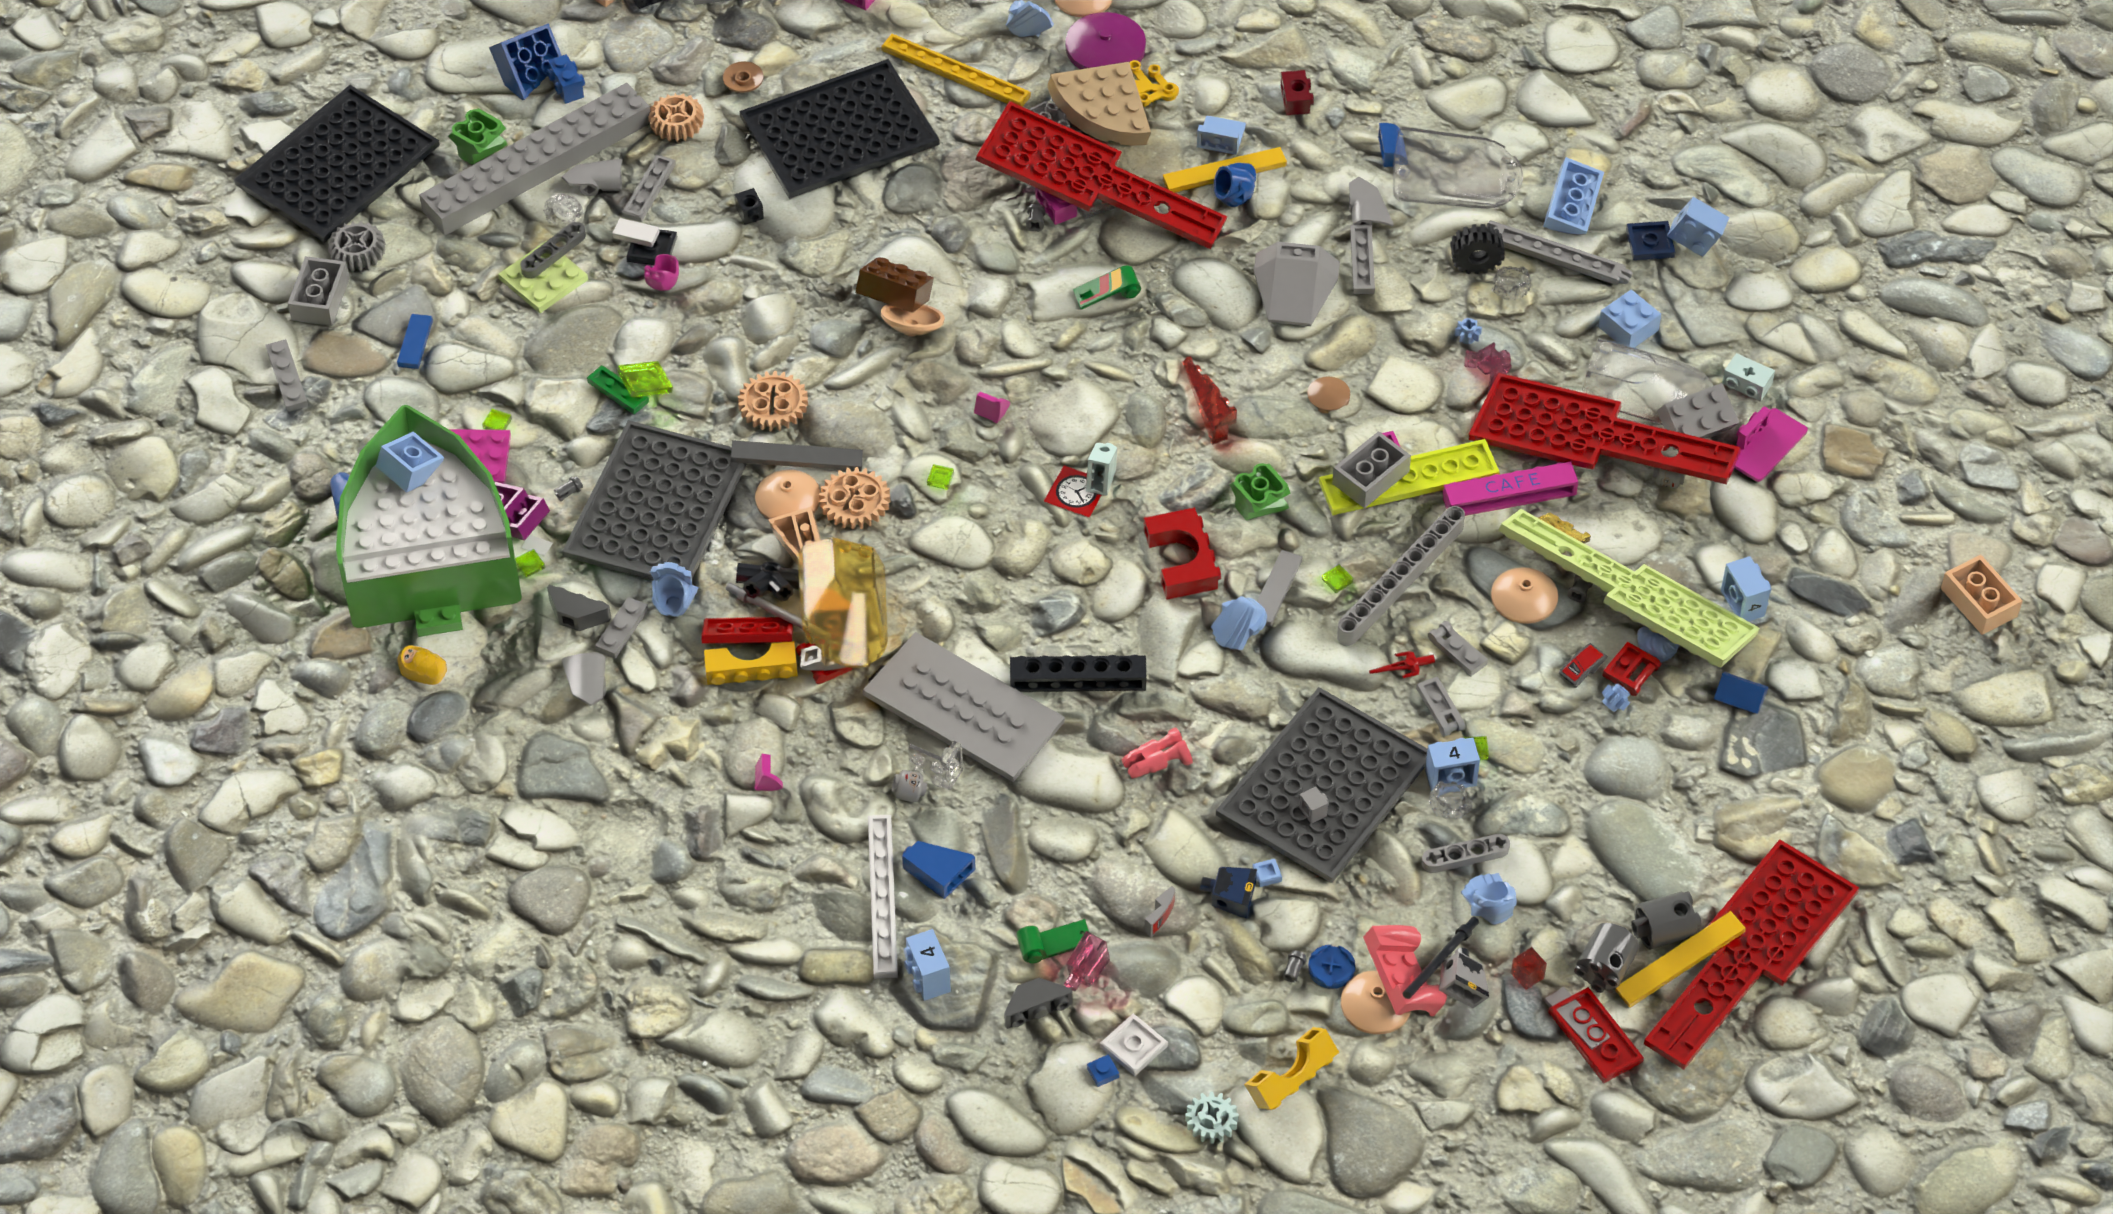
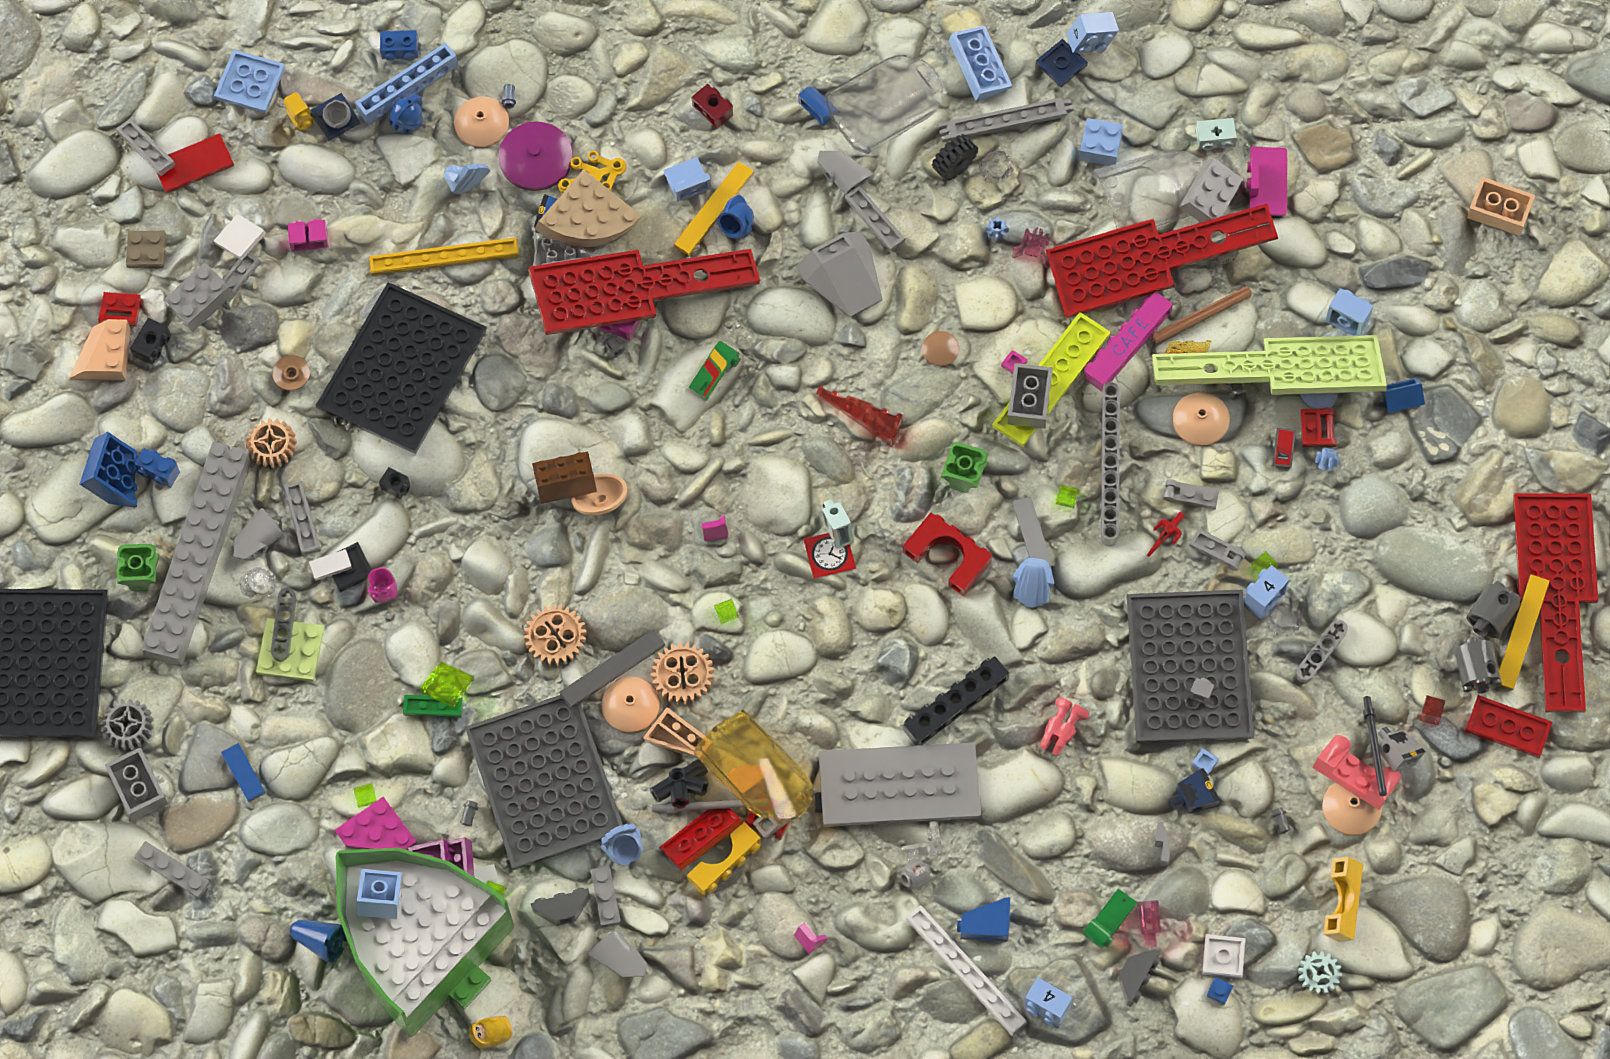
camera: 35 degrees left, 15 degrees up
(1331, 966) = (1303, 802): blue tile -> none
(1490, 898) = (1365, 674): light blue hair -> none
(1567, 1013) = (1477, 723): light grey tile -> none
(1602, 512) = (1201, 314): none -> nougat axle

